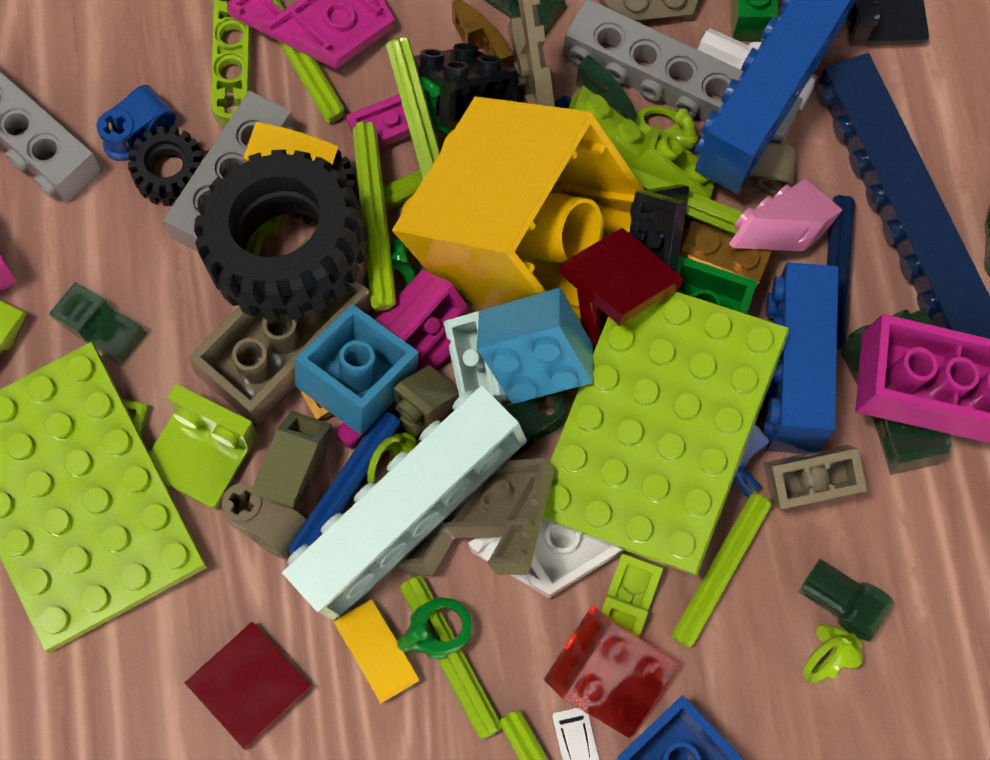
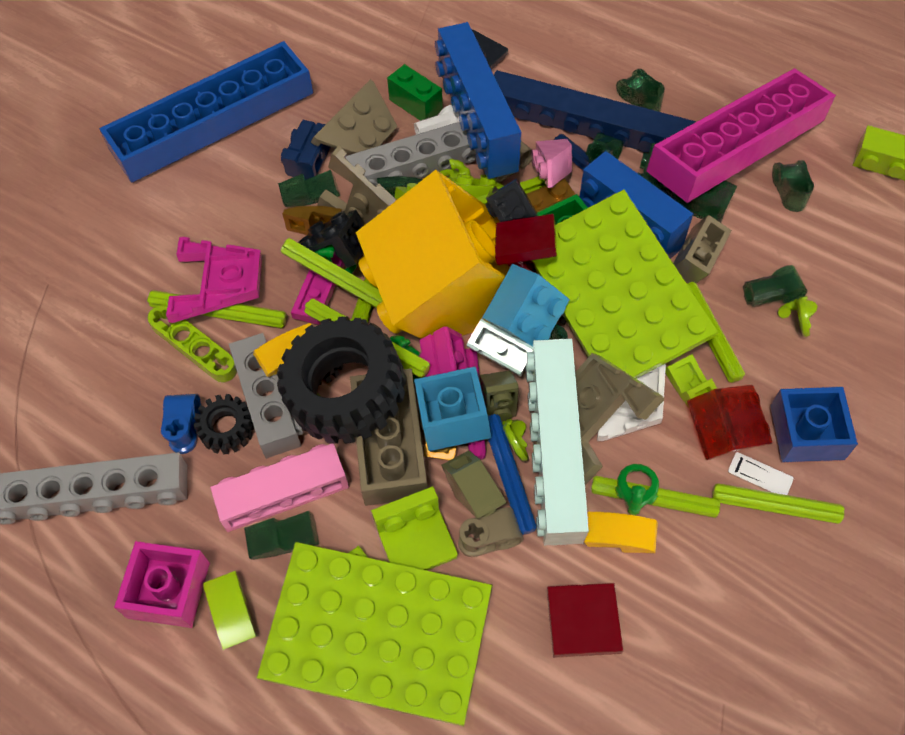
camera: 45 degrees left, 10 degrees down
(142, 276) = (279, 487): none -> bright pink brick
(867, 261) = (604, 143): none -> clear green piece

